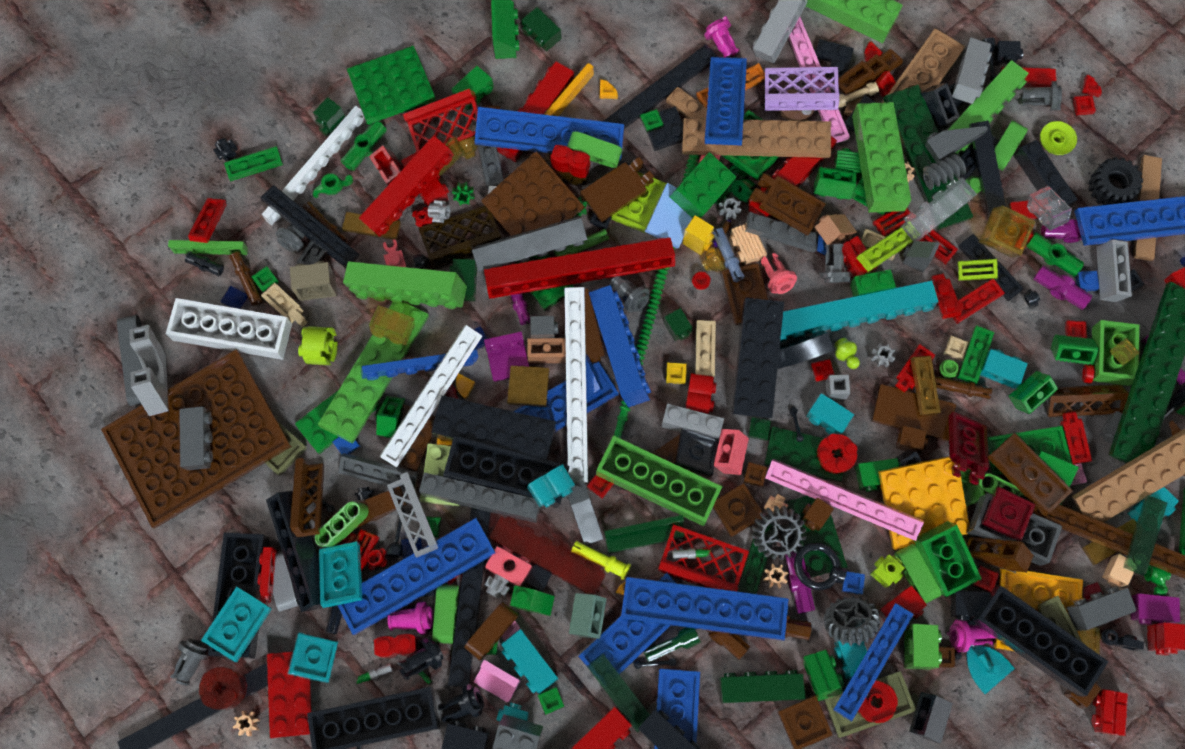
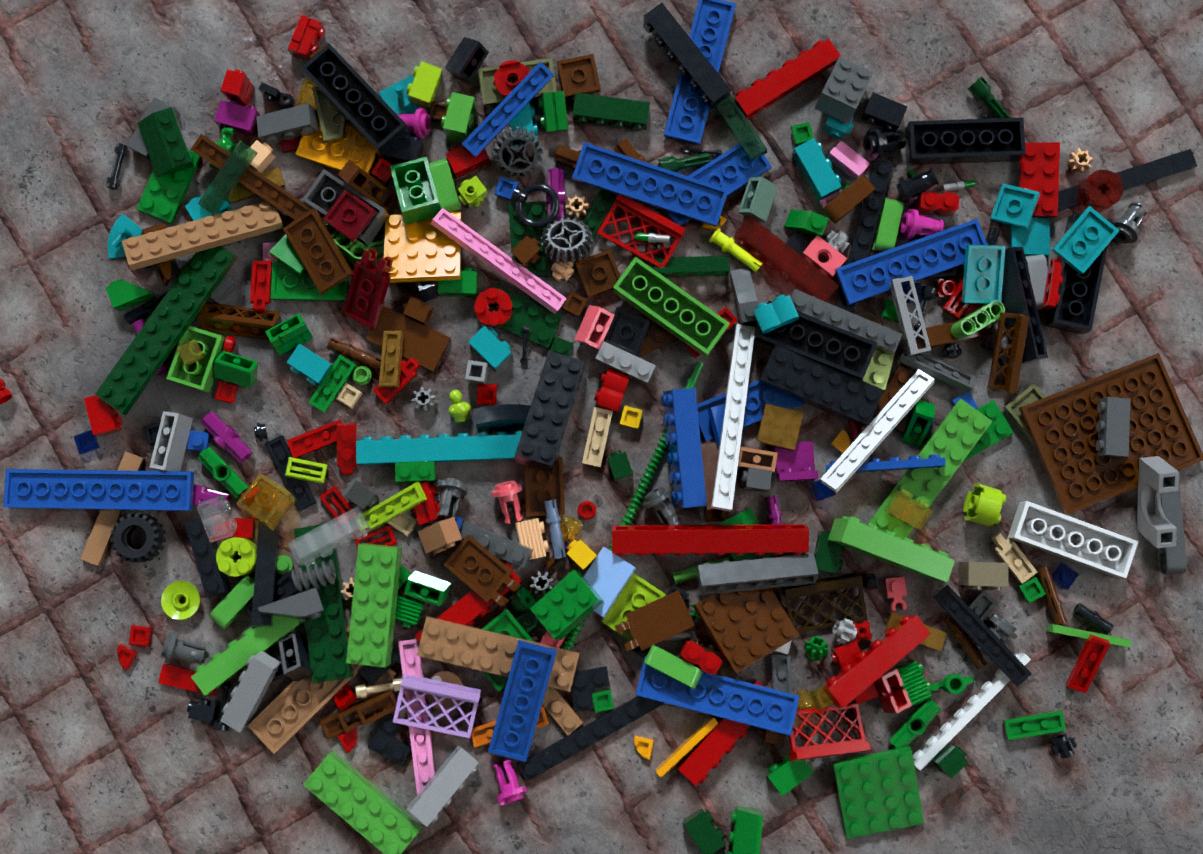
camera: 170 degrees left, 10 degrees up
(287, 626) = (1035, 239): none -> teal tile
(369, 178) = (914, 682): none -> green brick
(968, 681) = (425, 84): none -> lime brick
(1019, 181) = (227, 554): none -> lime brick

